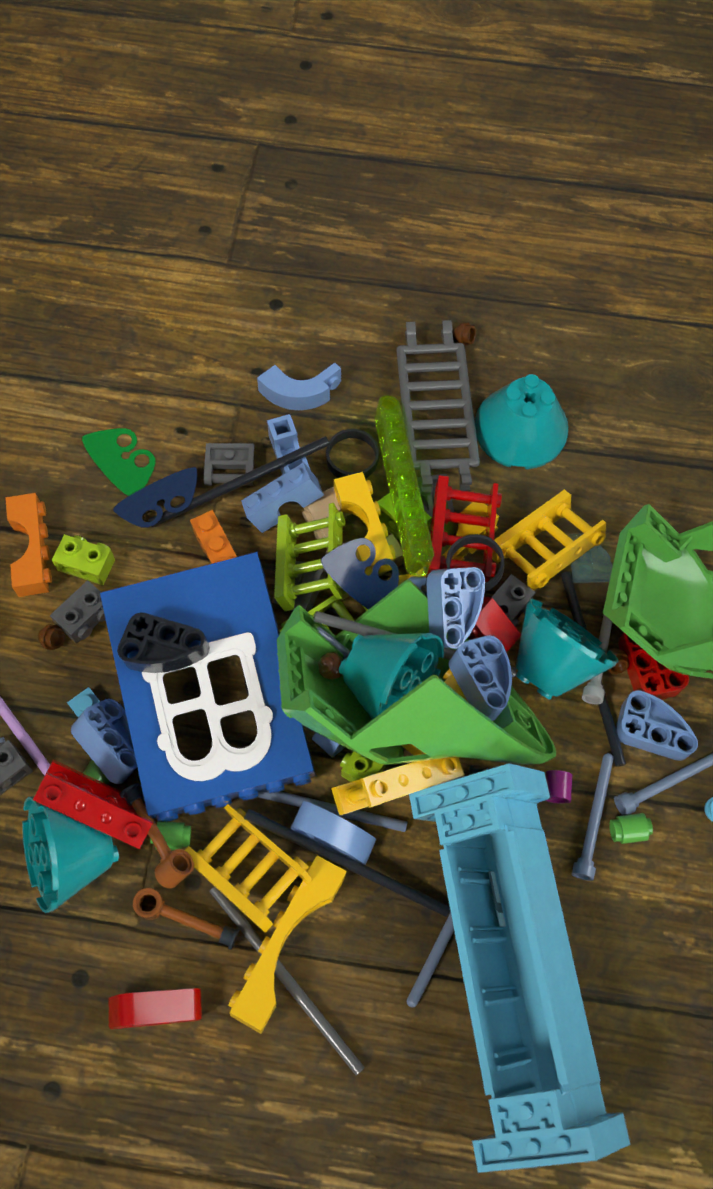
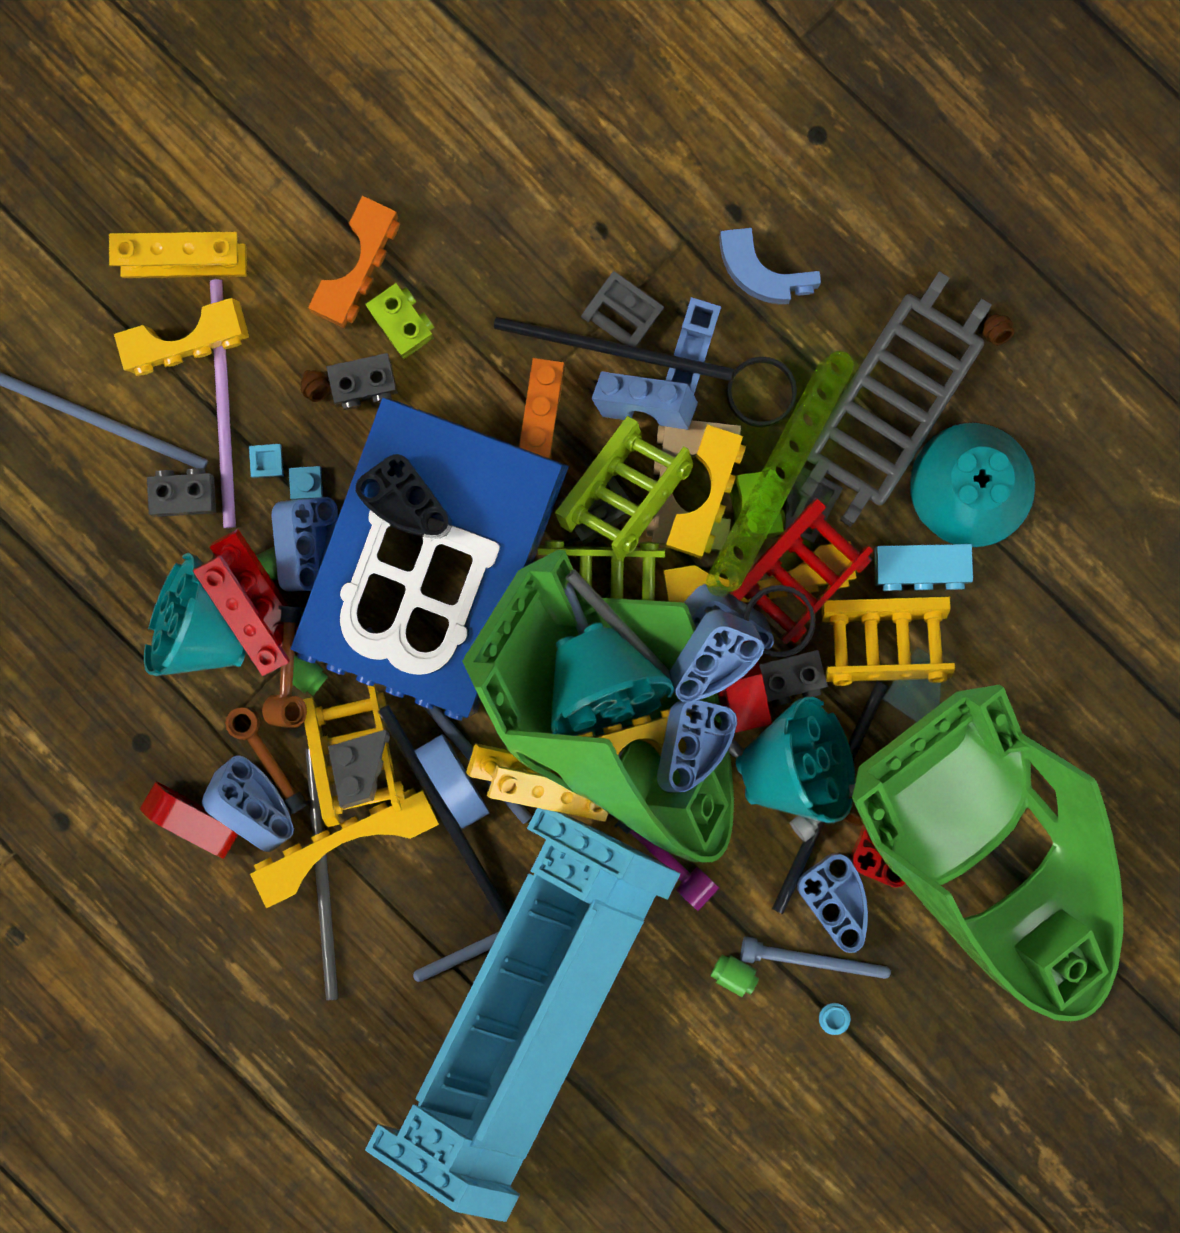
camera: 40 degrees right, 20 degrees up
(47, 708) = (266, 461): none -> medium azure plate
(107, 454) = (504, 235): green piece -> none
(177, 484) = (538, 296): dark blue piece -> none
(193, 961) = (248, 804): none -> medium blue beam
(257, 867) = (357, 766): none -> dark grey wing
(329, 665) = (554, 629): reddish brown plate -> none
(351, 576) = (643, 547): dark blue piece -> none
(496, 898) = (560, 945): sticker -> none
(533, 486) = (923, 566): none -> medium azure brick
(584, 867) = (665, 975): sand blue piece -> none

